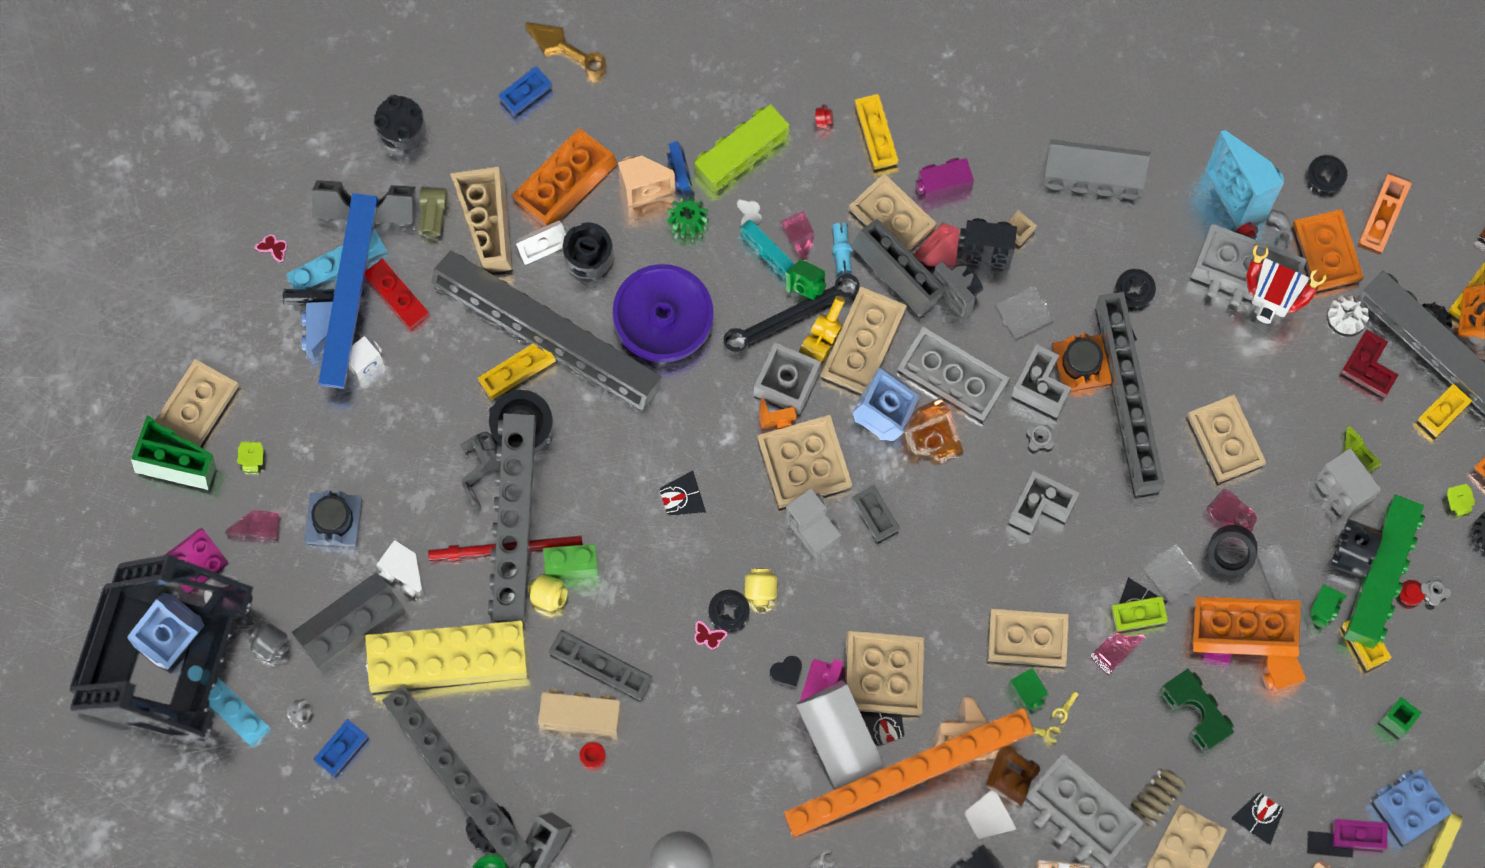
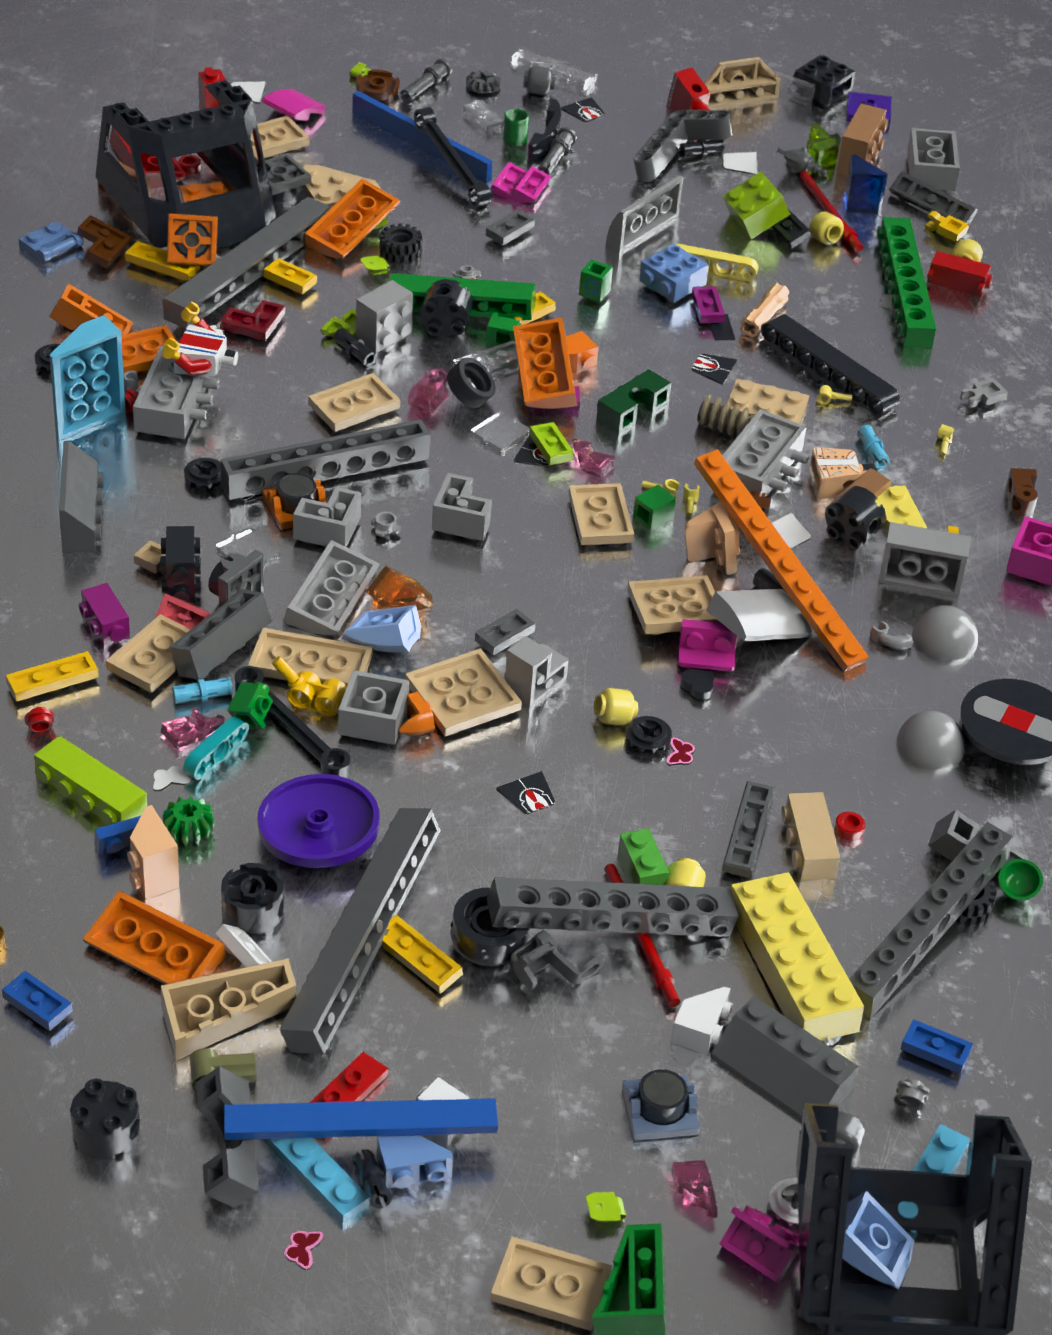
camera: 105 degrees left, 30 degrees down
(1318, 455) = (364, 354): none -> black pin

